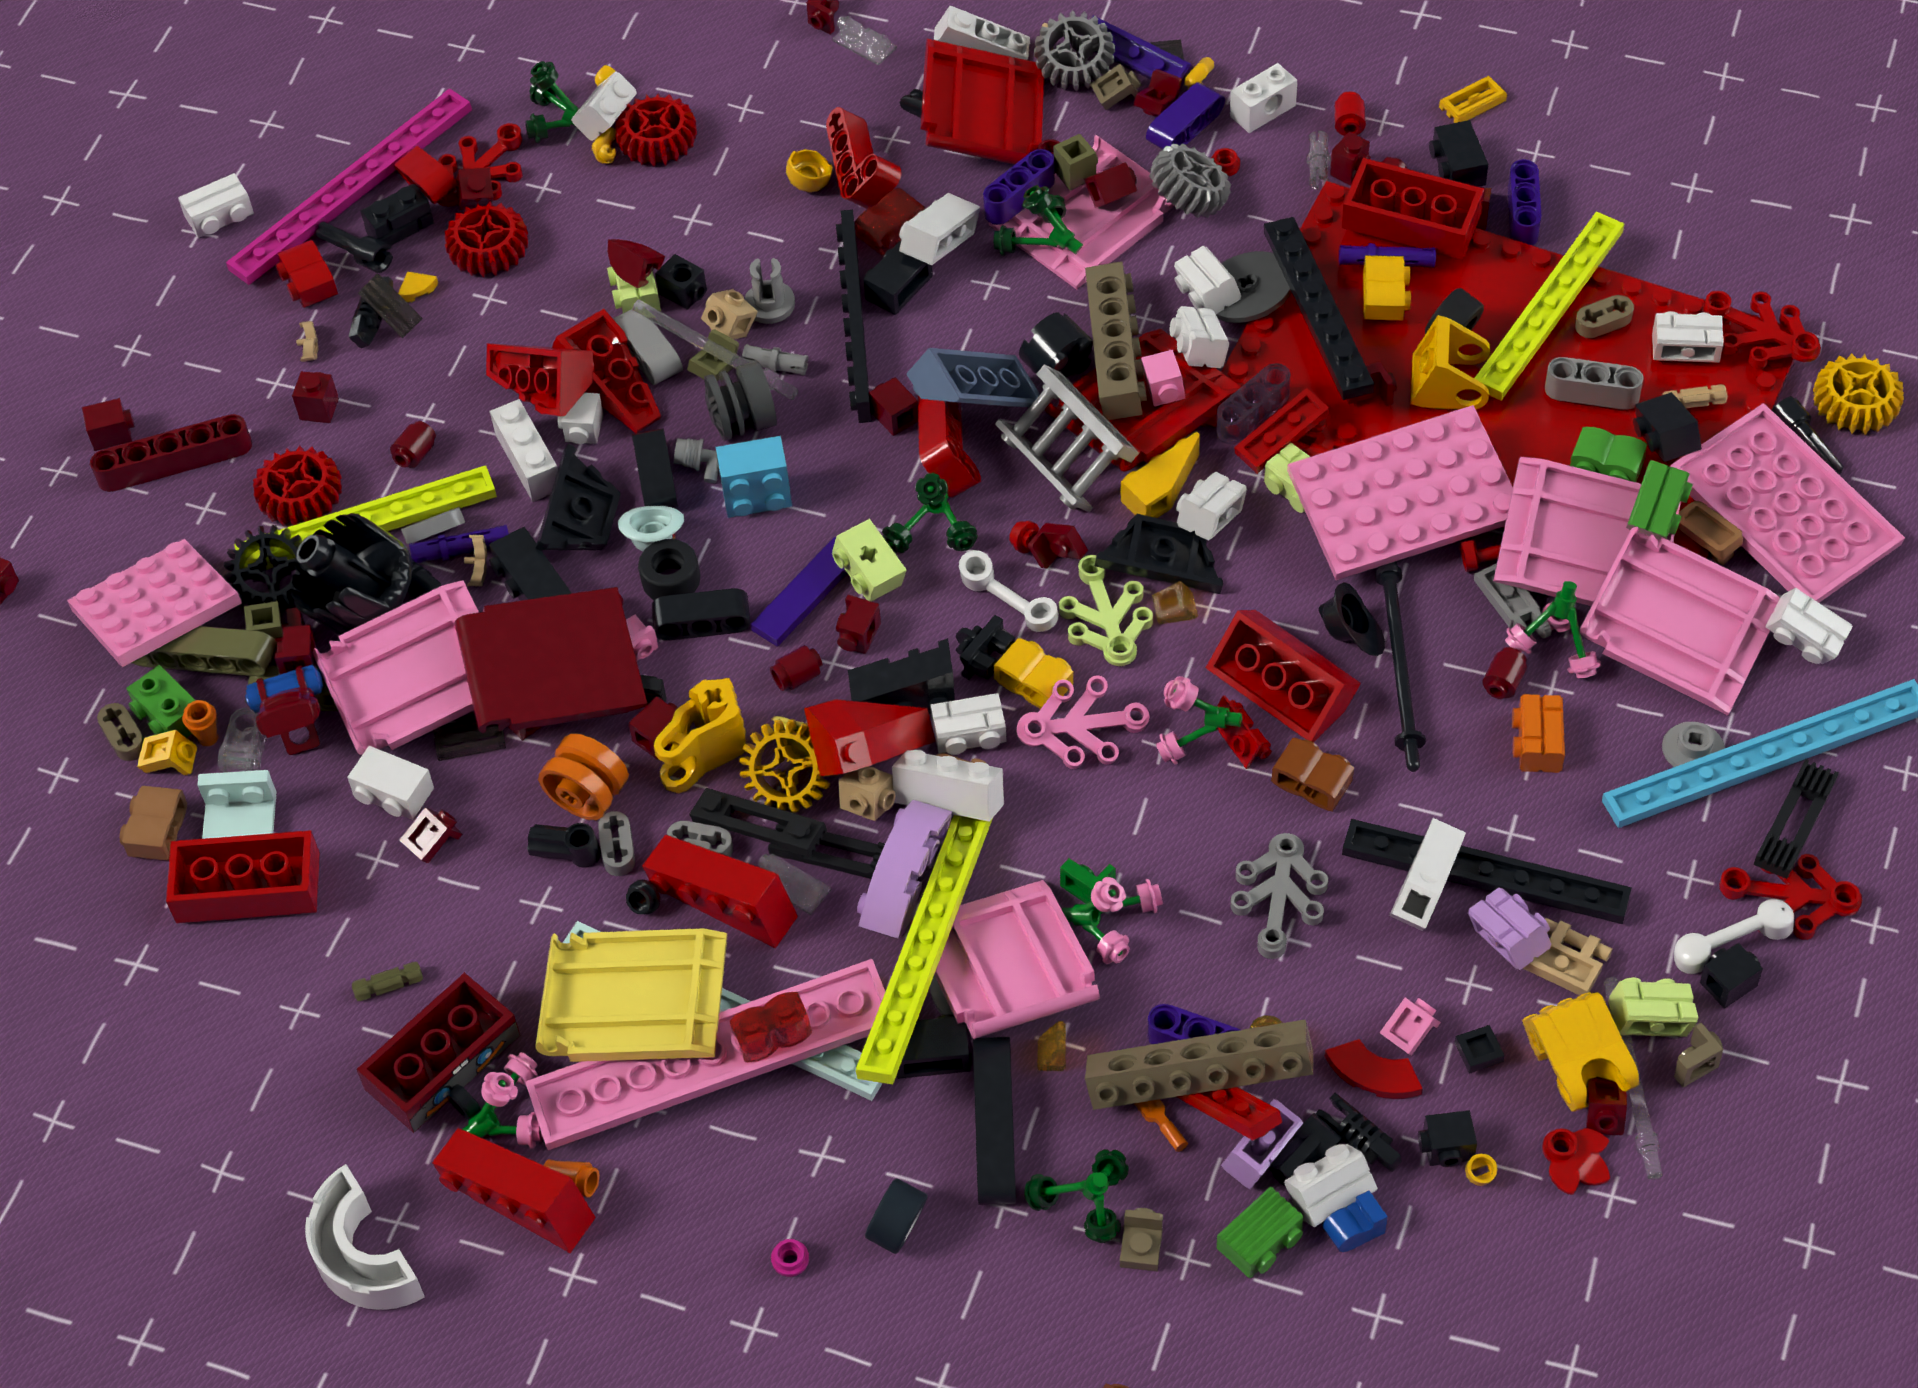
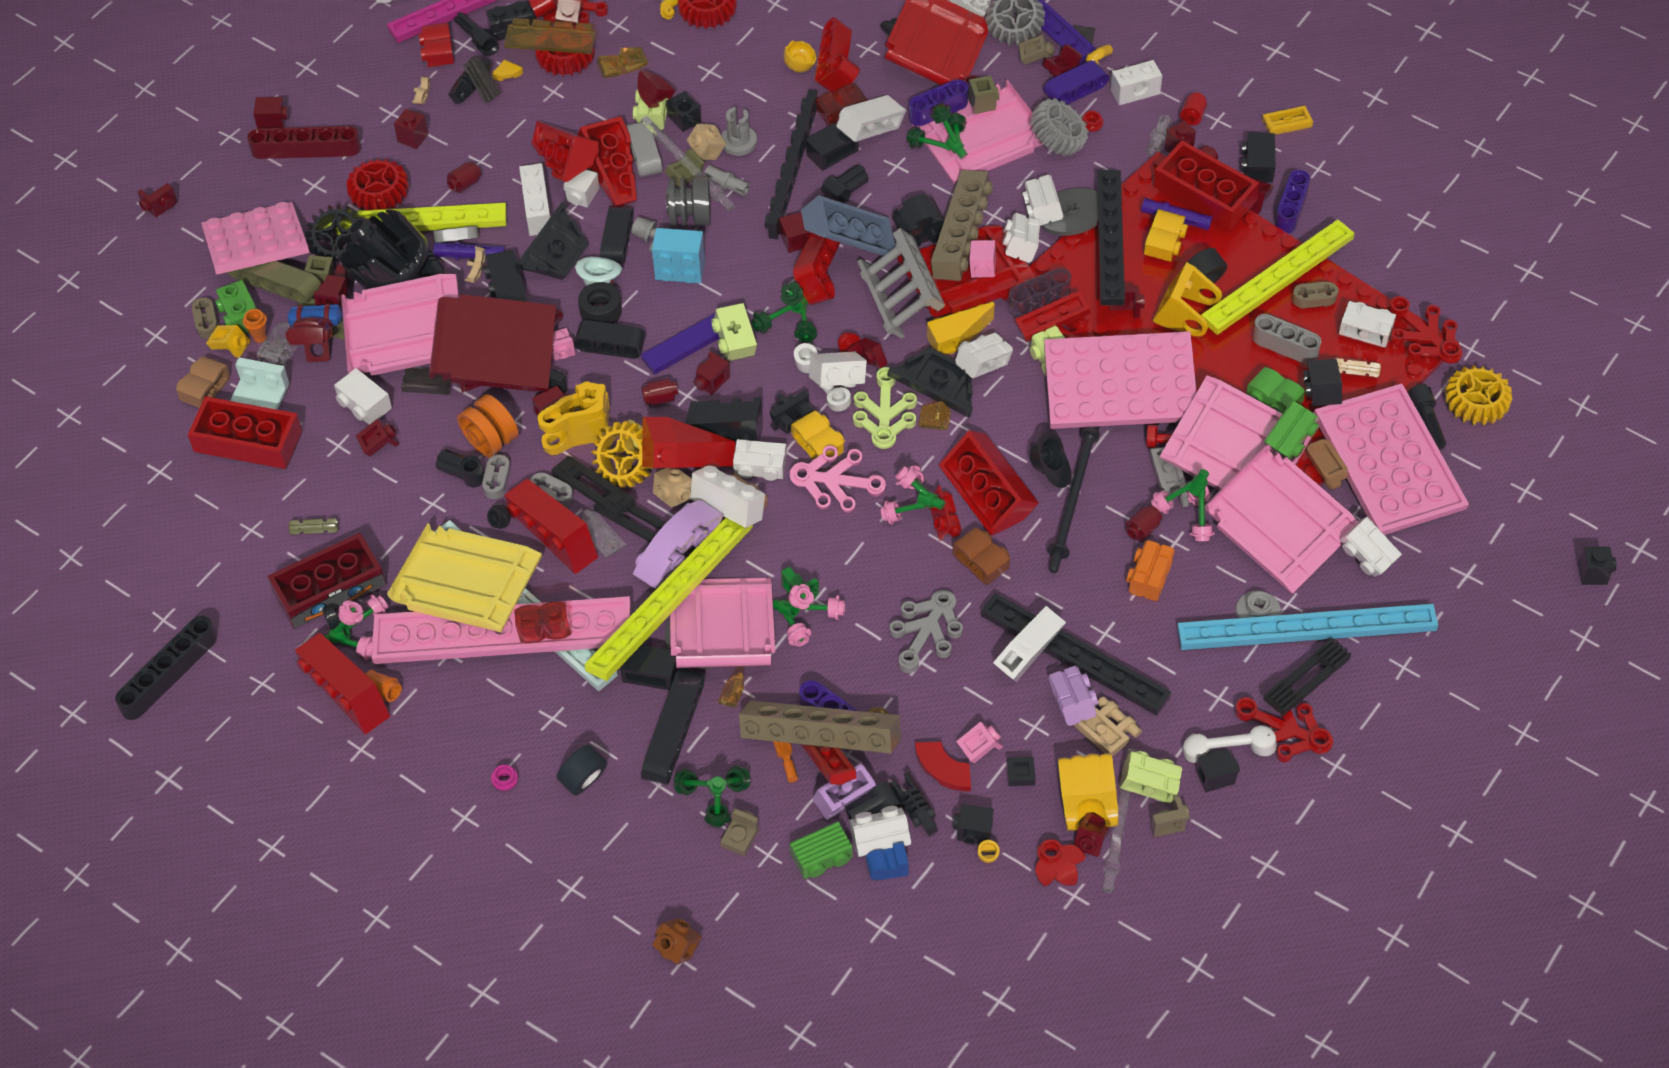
camera: 15 degrees right, 0 degrees up
(257, 1254) = (162, 679): none -> black beam
(354, 1276) = (211, 682): white brick -> none
(456, 228) = (547, 38): none -> clear yellow windscreen
(575, 234) = (627, 61): none -> clear yellow slope
(934, 327) = (841, 187): none -> black piece
(1027, 574) = (837, 369): none -> white brick
(1111, 184) = (1003, 116): dark red brick -> none

